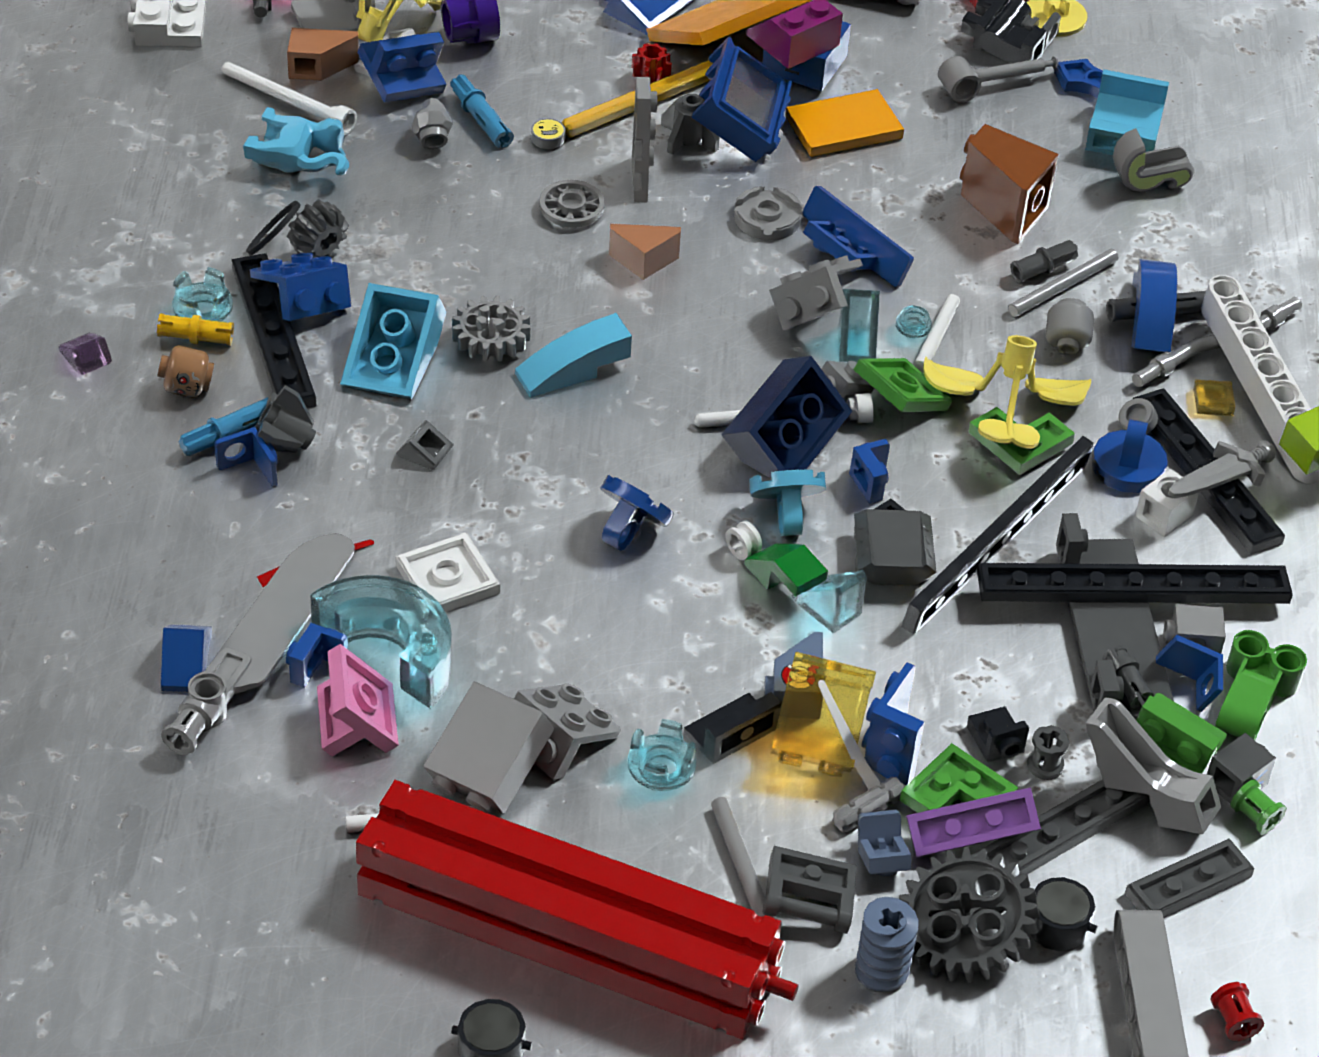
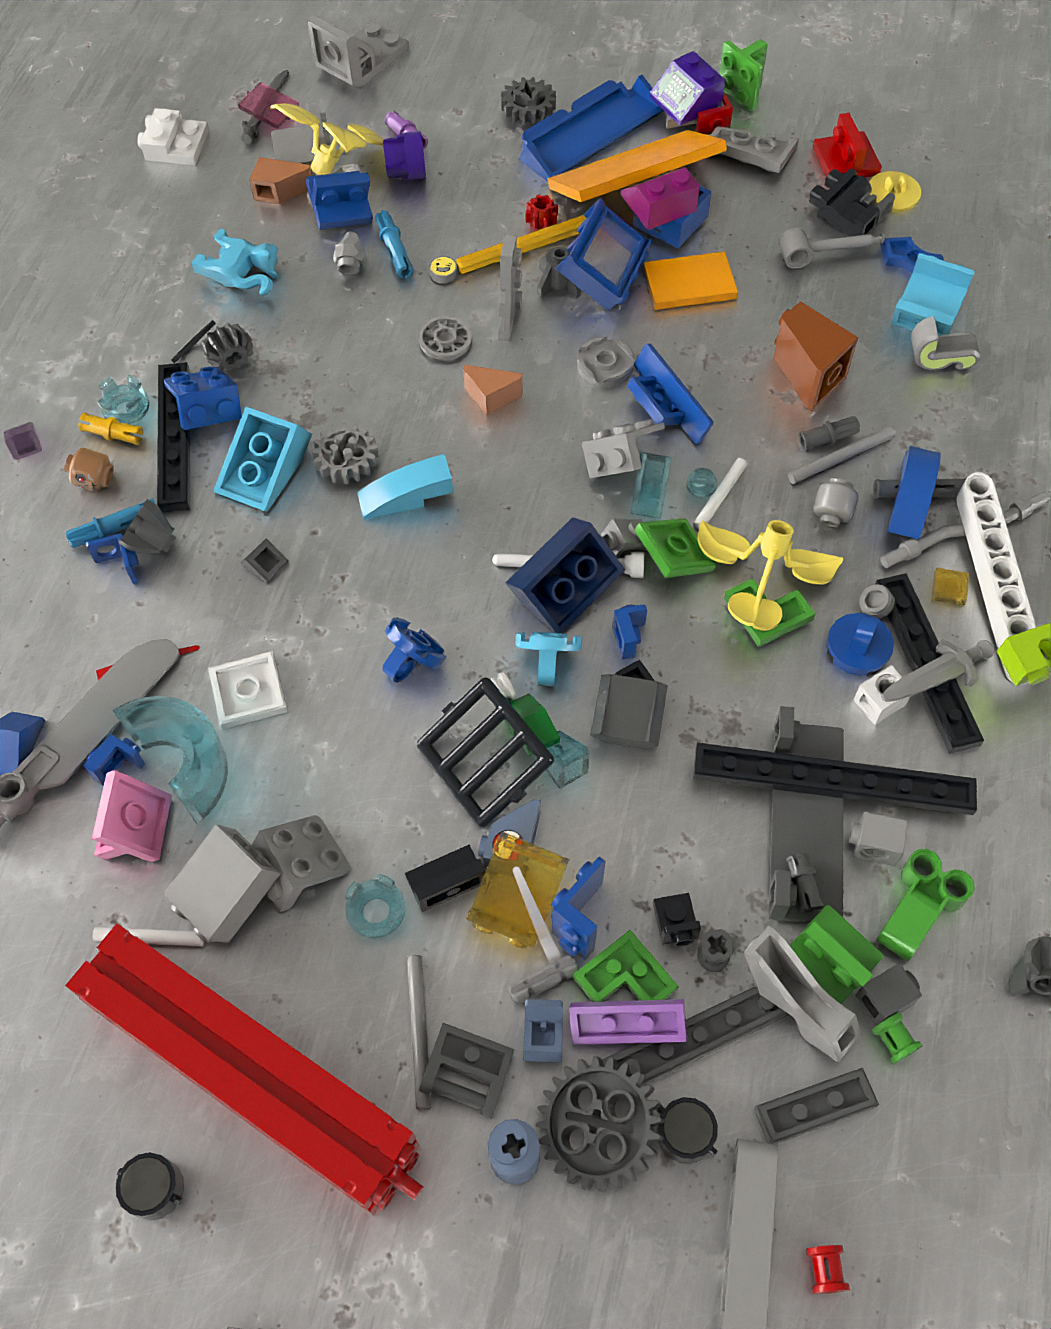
camera: 15 degrees right, 15 degrees up
(344, 114) = (278, 238): white piece -> none
(729, 644) = (524, 735): none -> black bar
(997, 535) = (723, 711): black tile -> none
(1196, 663) = (877, 874): blue bracket -> none

